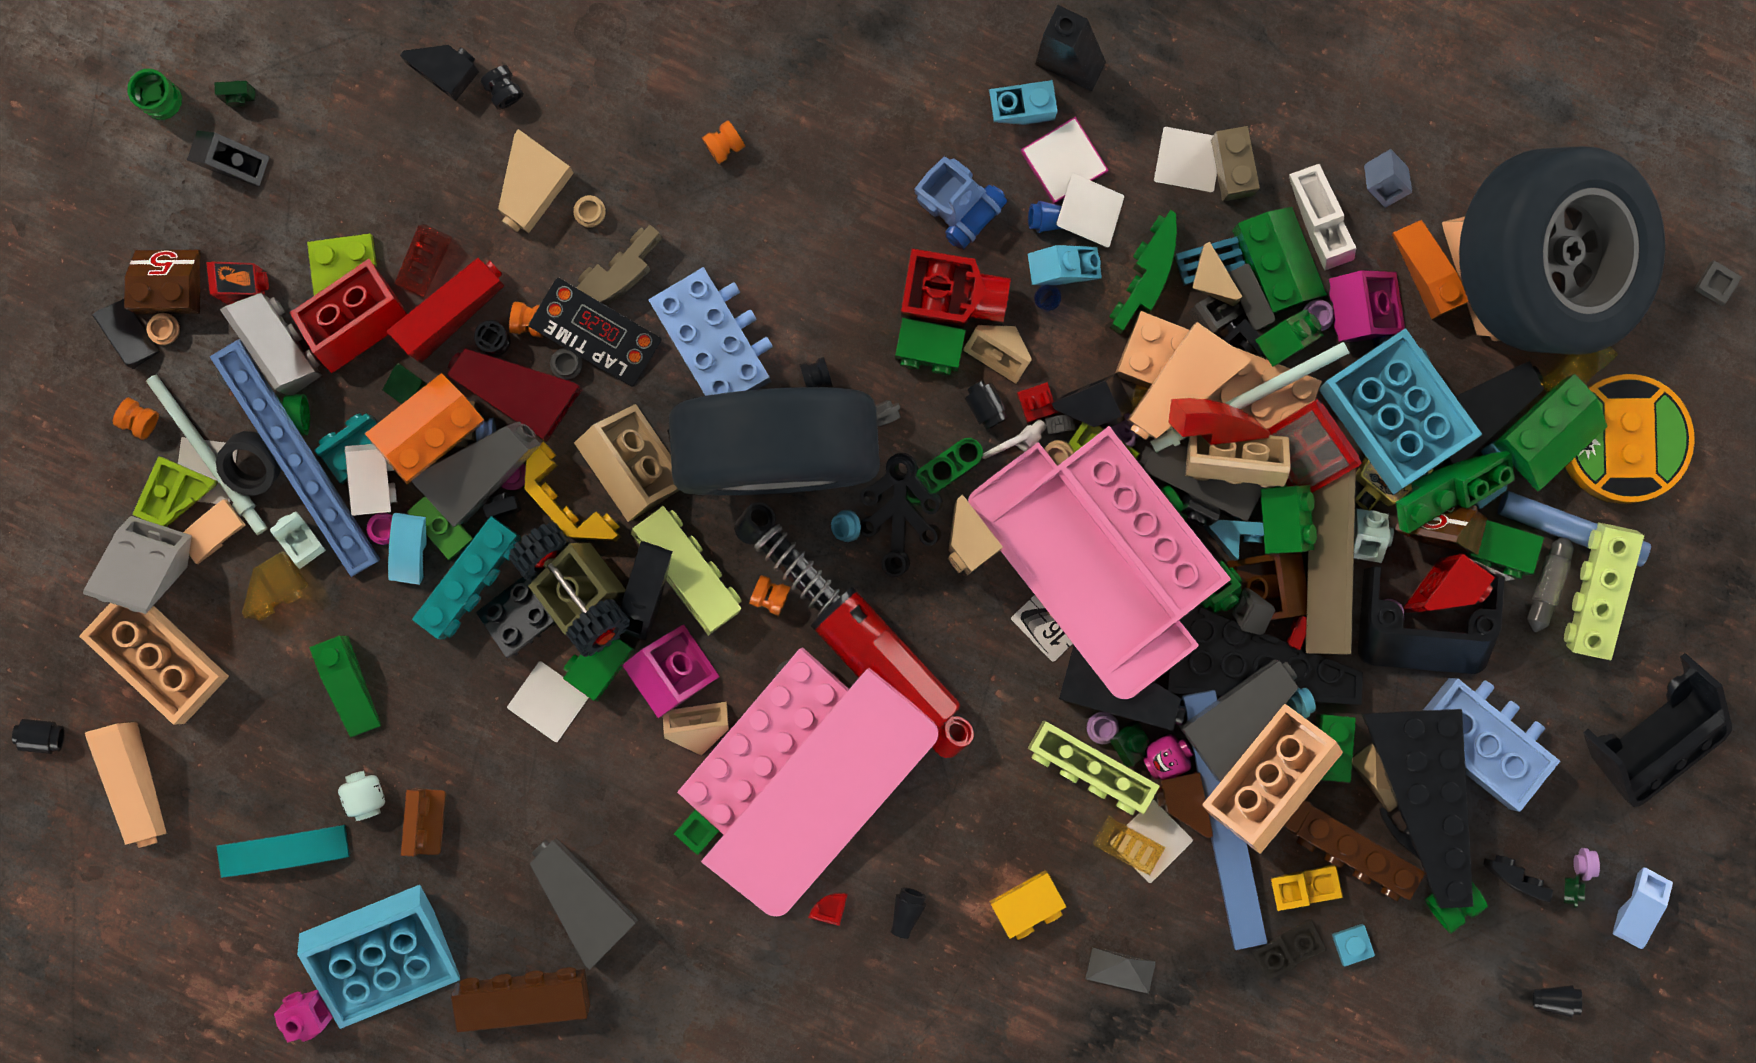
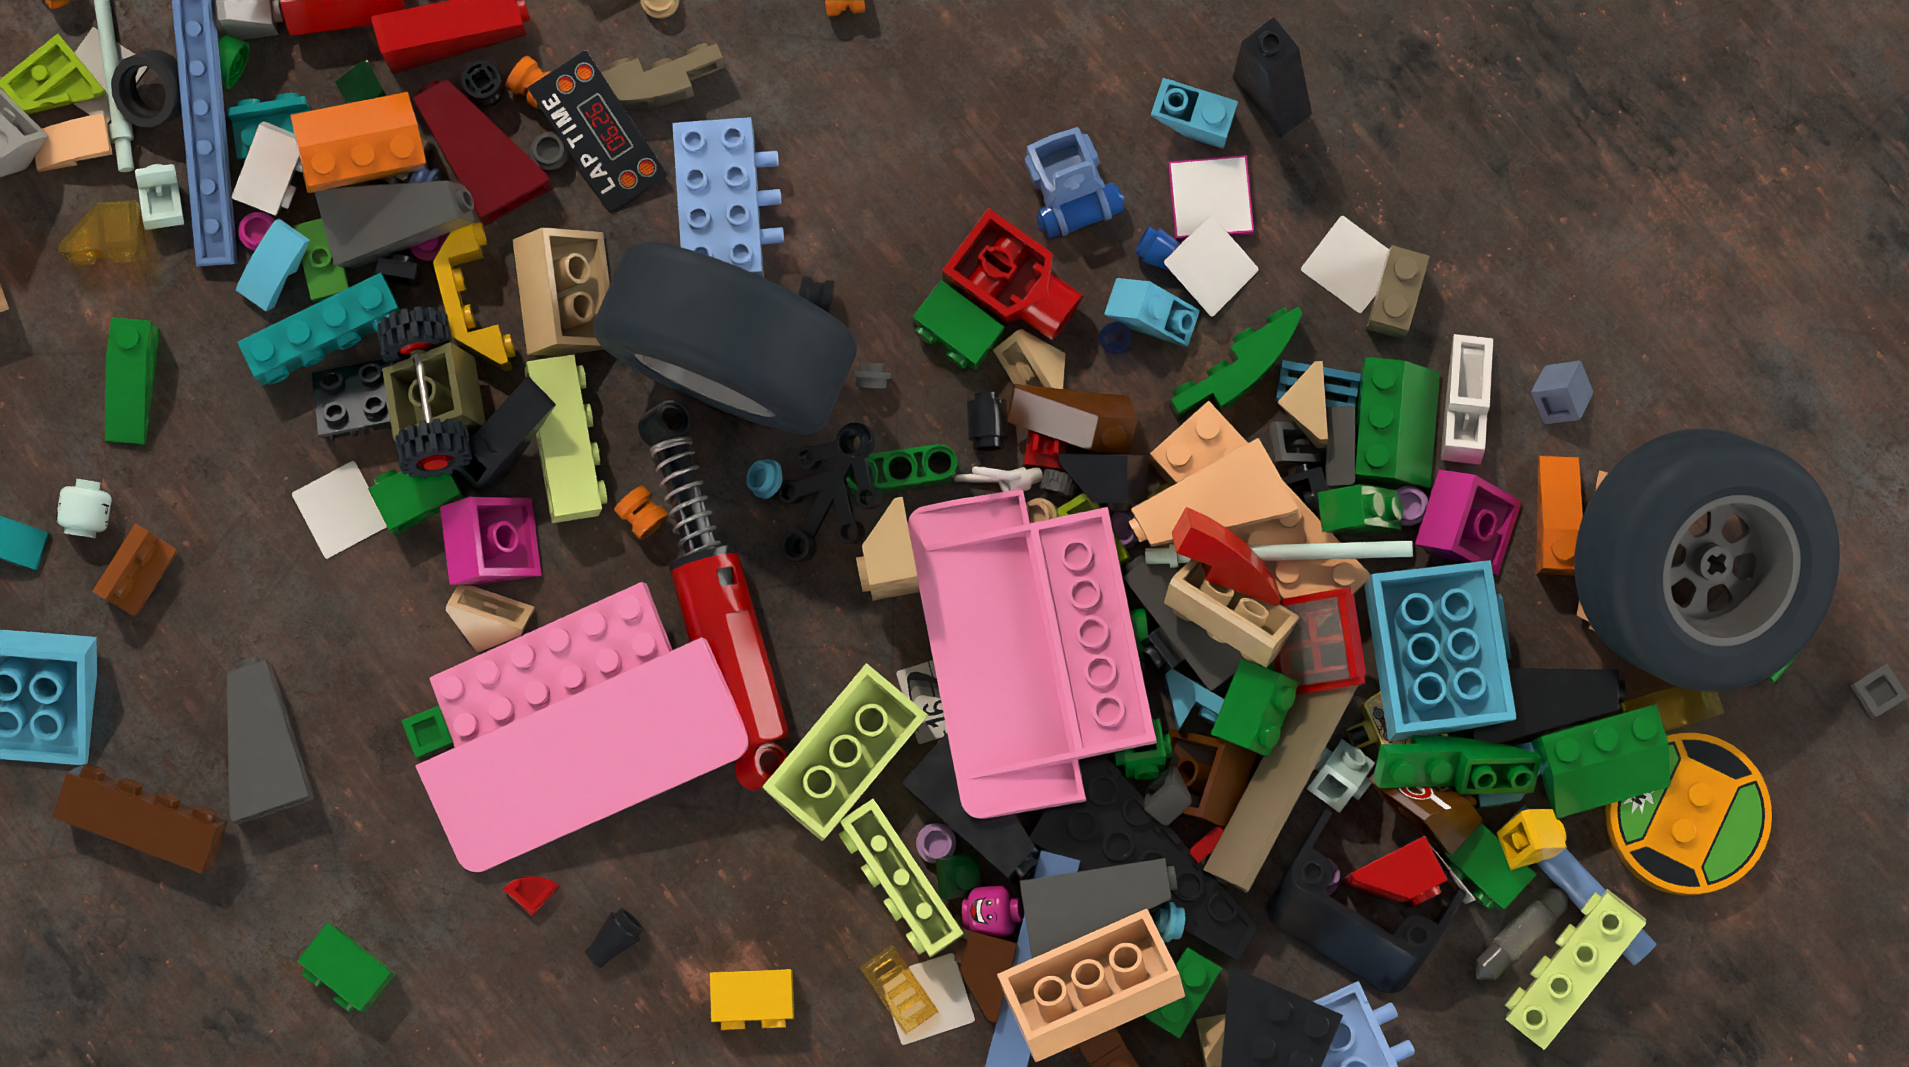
camera: 30 degrees right, 5 degrees down
(725, 1032) = (345, 968): none -> green brick
(1008, 697) = (844, 752): none -> yellowish green slope
(1050, 370) = (1076, 417): none -> reddish brown slope
(1531, 514) = (1532, 837): none -> yellow slope

